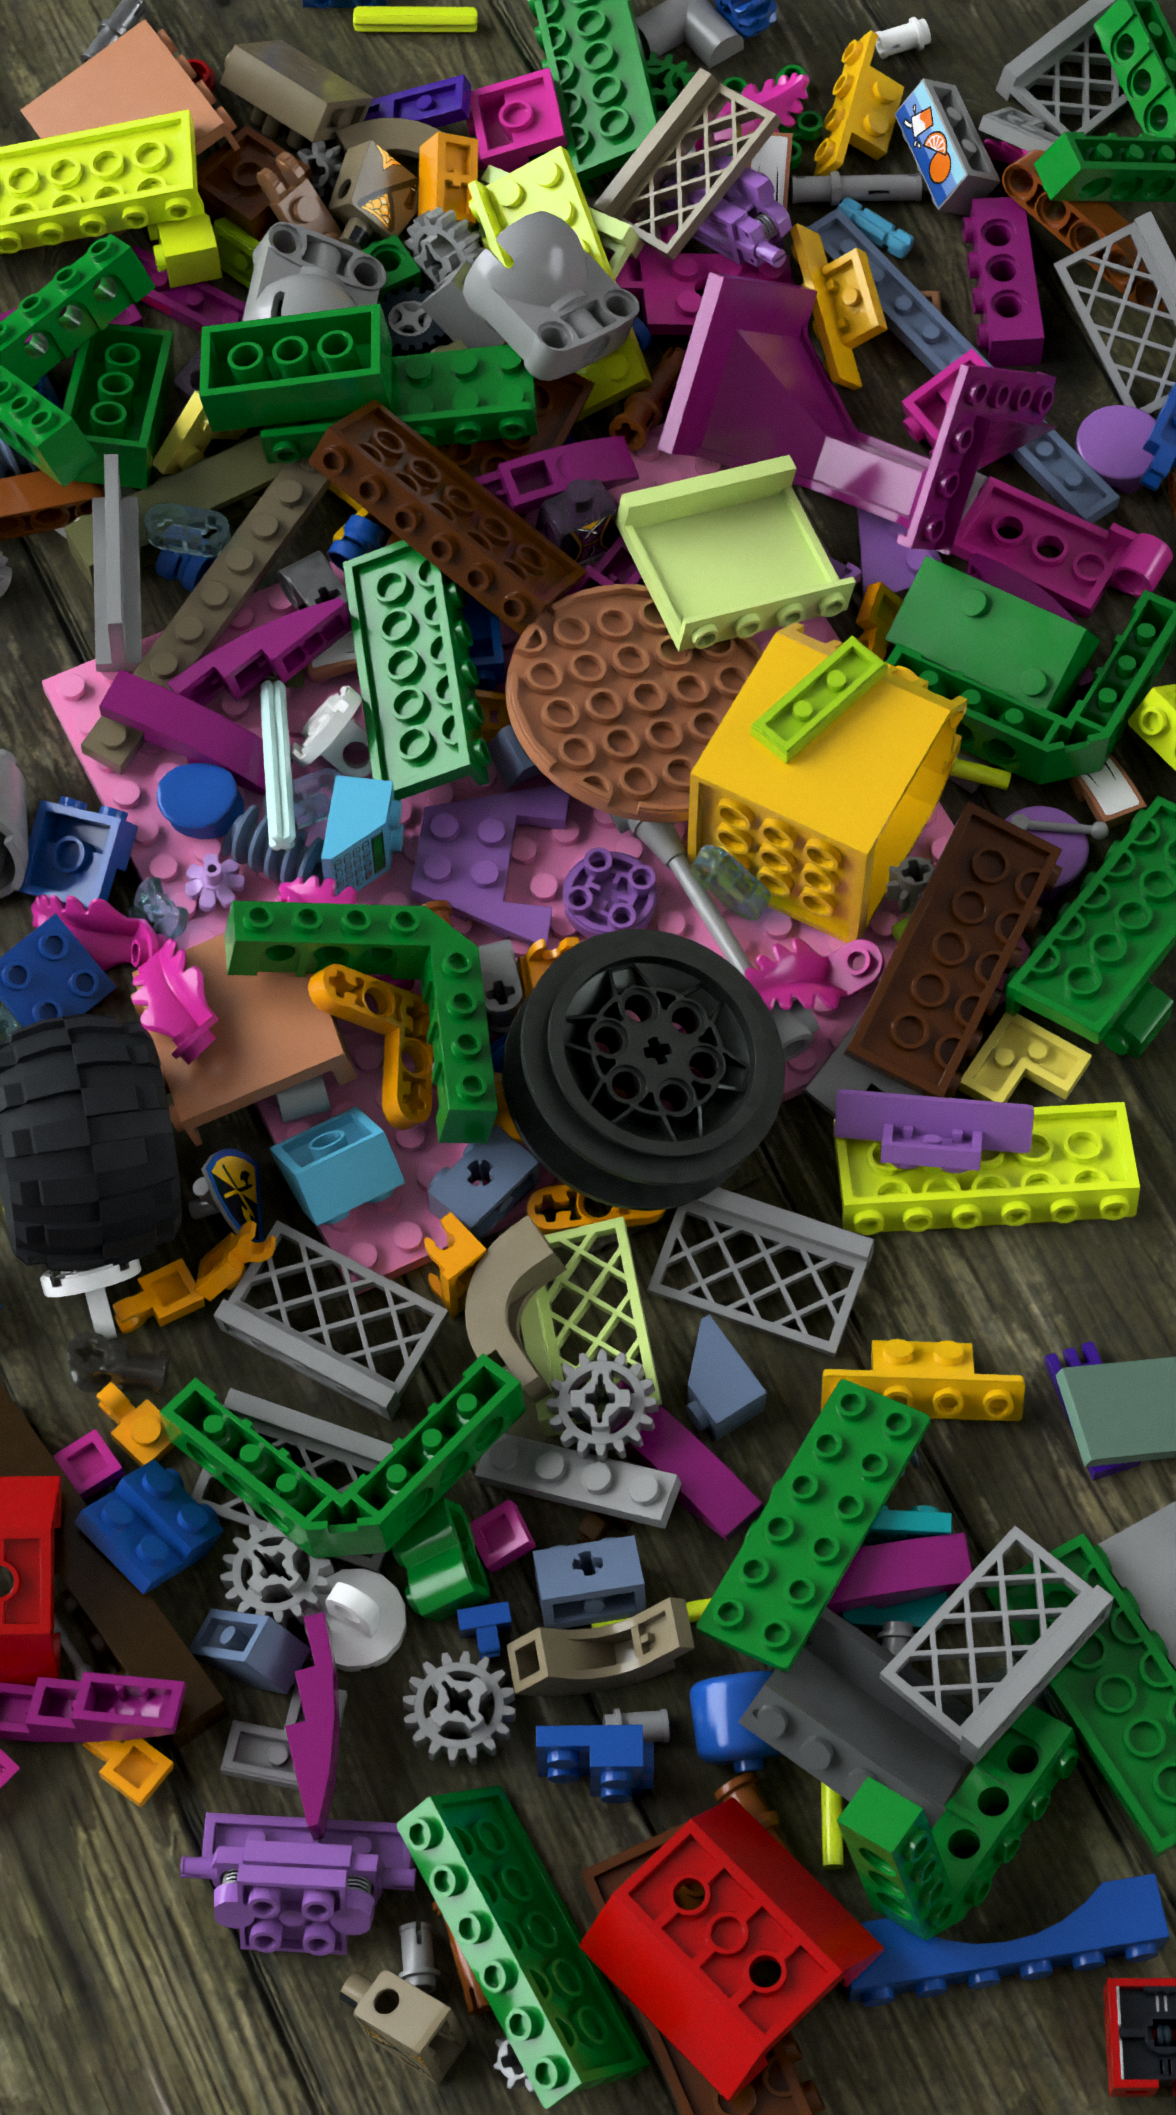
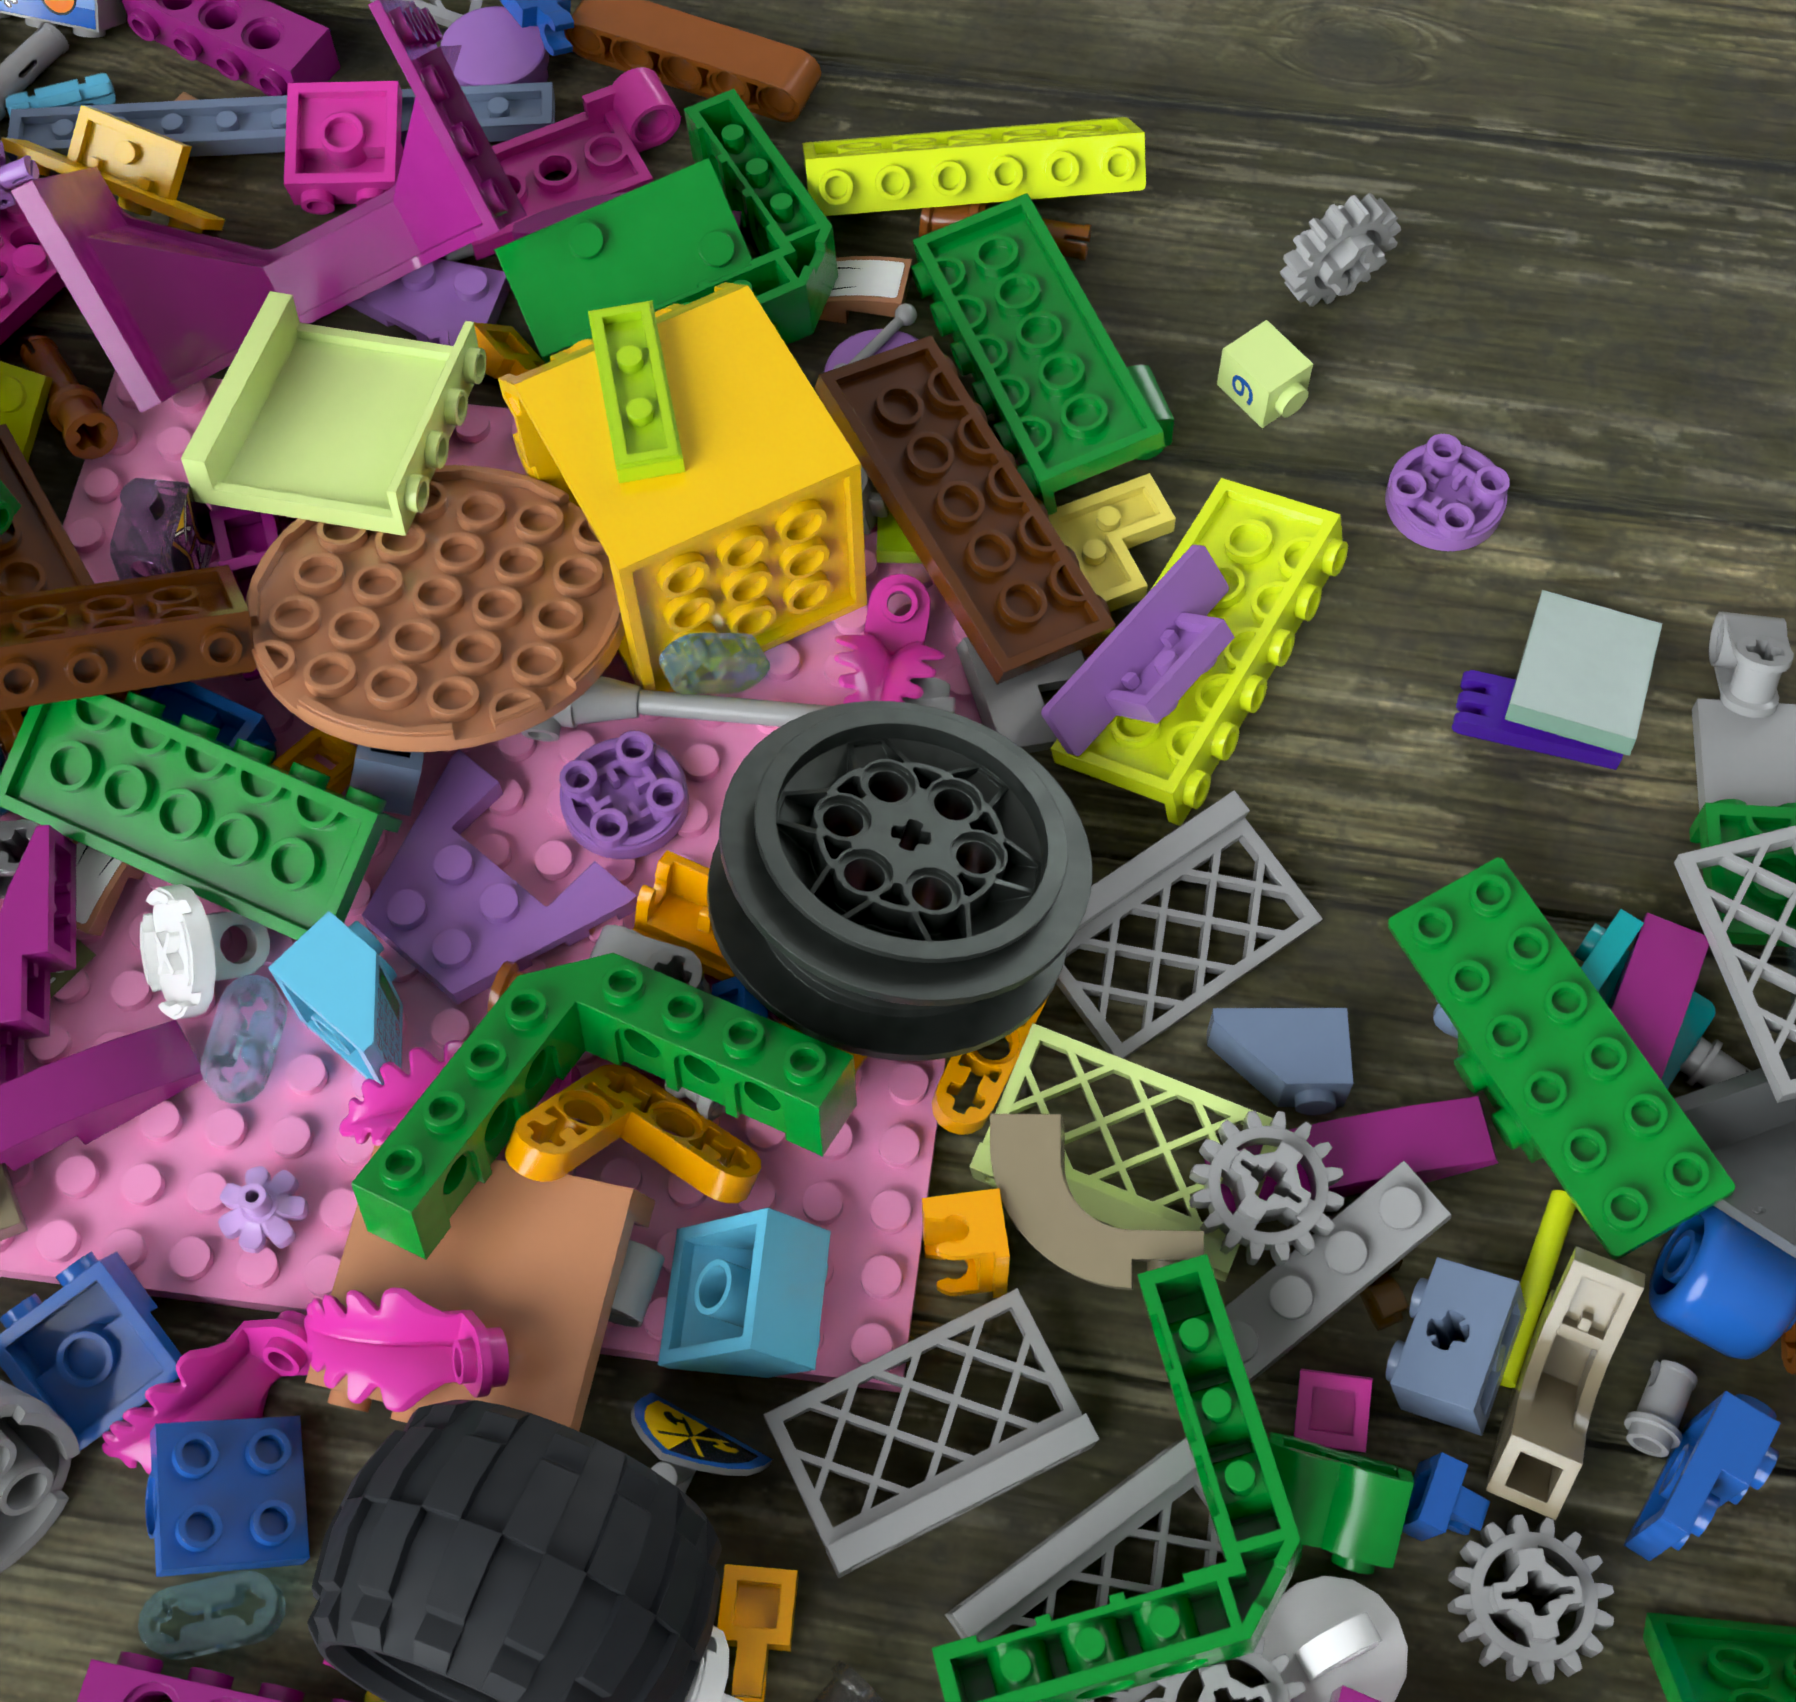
camera: 55 degrees left, 0 degrees up
(159, 908) = (224, 1300): clear light blue piece -> none
(200, 800) = (144, 1156): blue piece -> none
(225, 1262) = (770, 1512): light orange plate -> none
(249, 844) = (282, 1108): sand blue piece -> none
(277, 766) = (186, 1036): light aqua axle -> none
(480, 1208) = (892, 1187): sand blue brick -> none
(539, 476) = (82, 519): magenta slope -> none
(934, 1380) = (1415, 850): yellow bracket -> none

